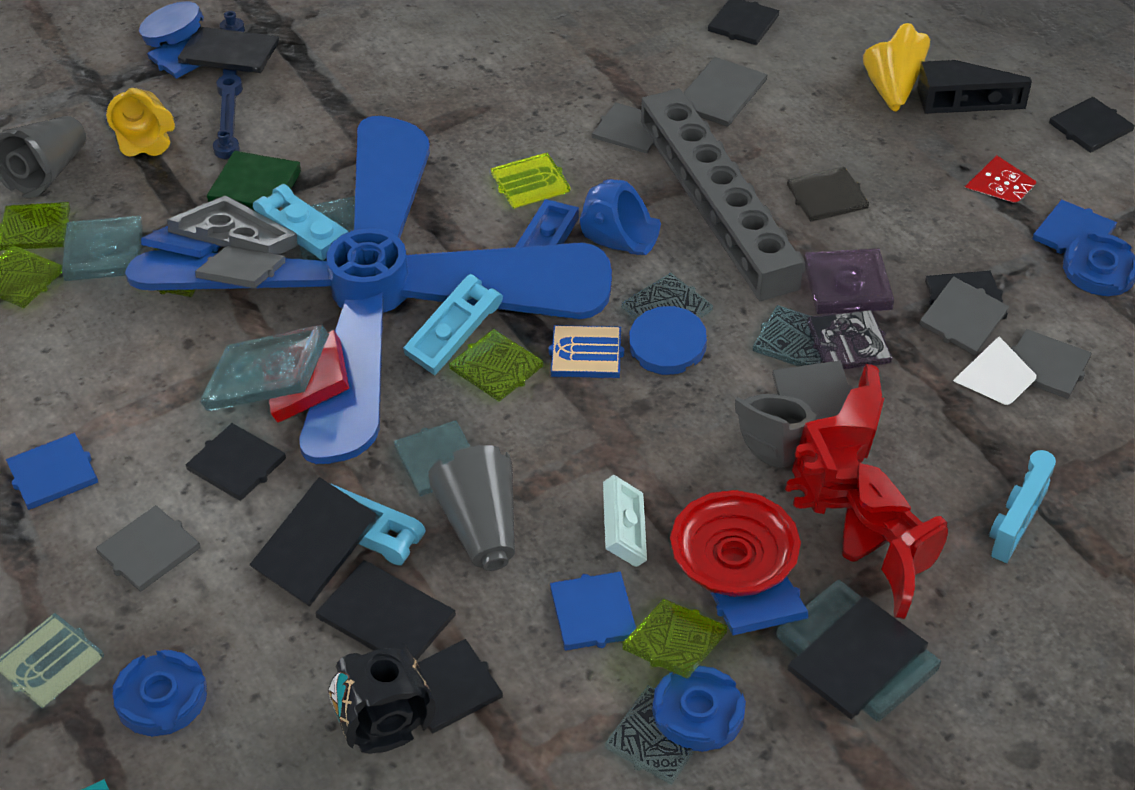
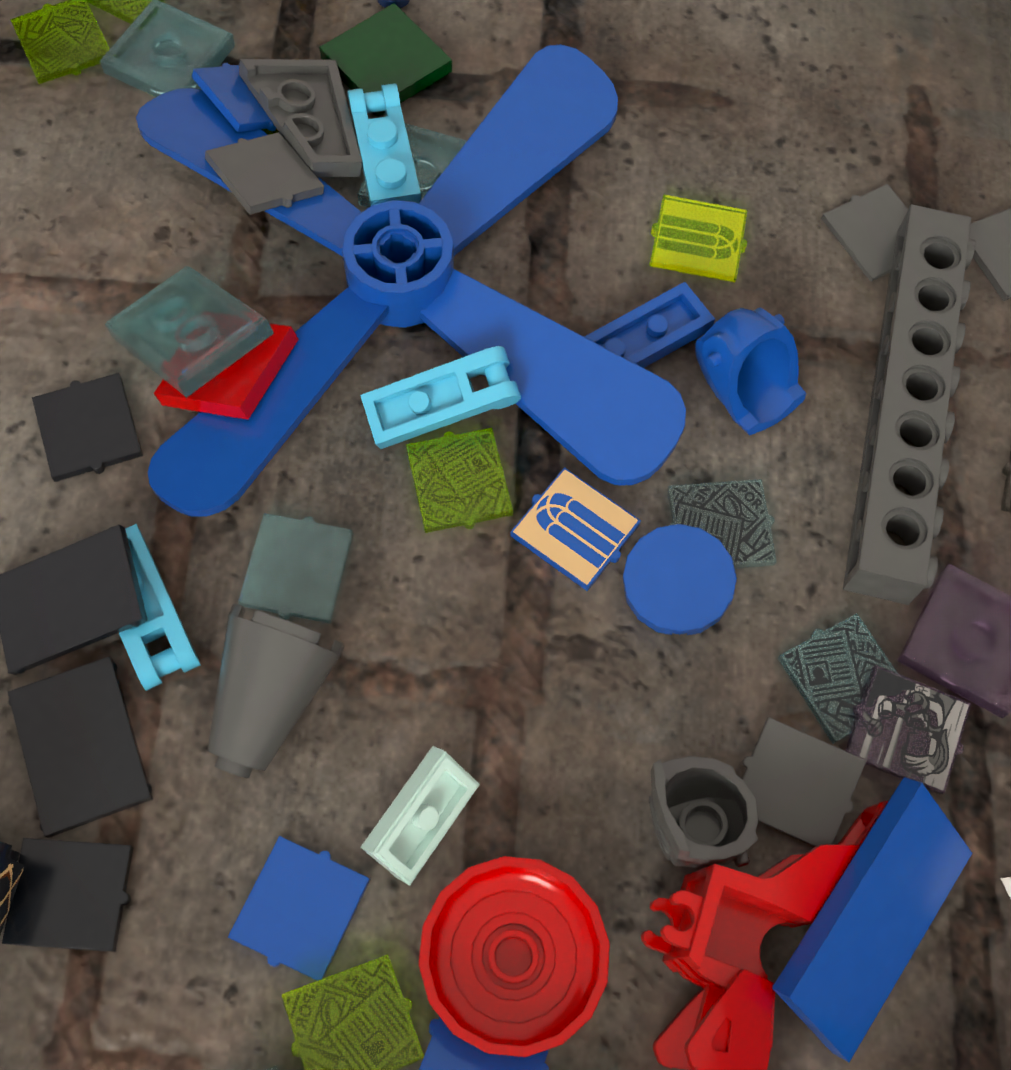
camera: 30 degrees right, 20 degrees up
(905, 421) = (874, 920): none -> blue tile

